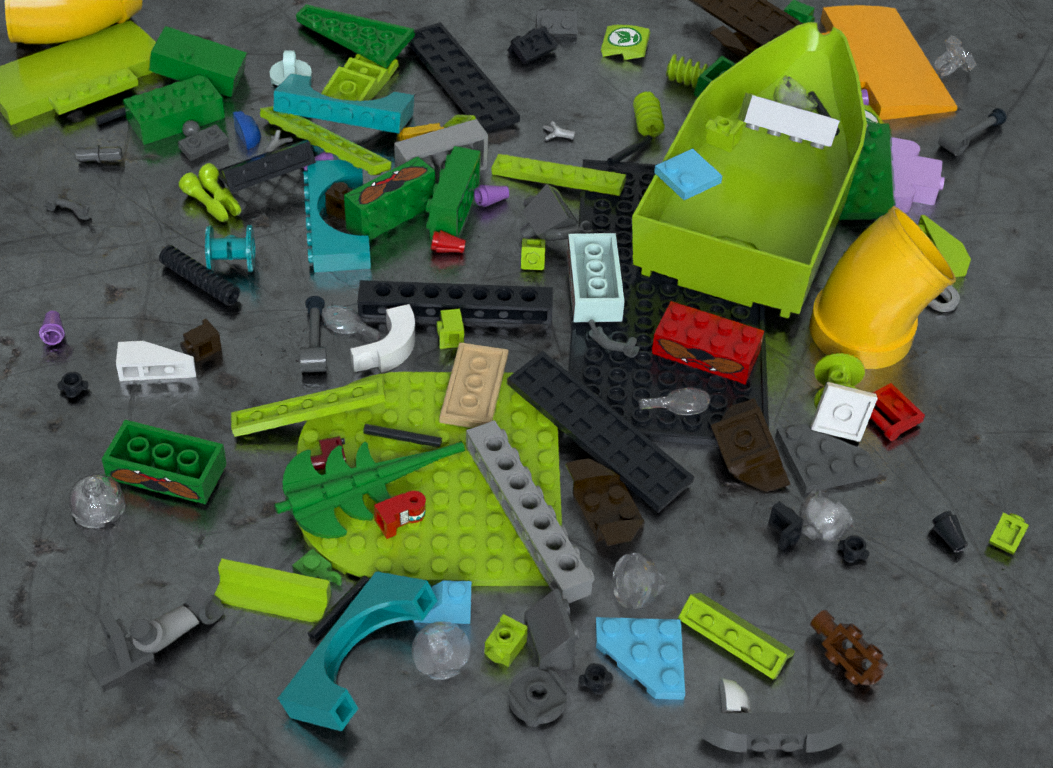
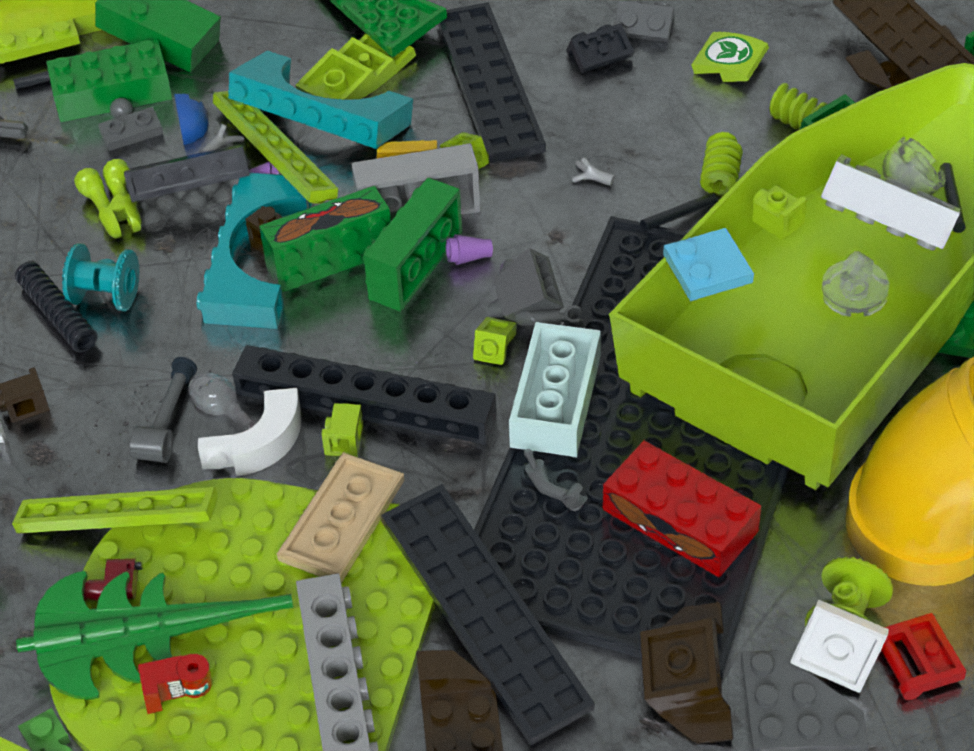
camera: 20 degrees right, 0 degrees up
(288, 65) = (276, 41): light aqua tile -> none
(402, 435) = (221, 571): black piece -> none
(447, 243) = (384, 308): red cone -> none
(558, 174) = (569, 234): lime plate -> none
(680, 401) = (617, 587): clear piece -> none
(780, 178) = (855, 286): none -> clear tile

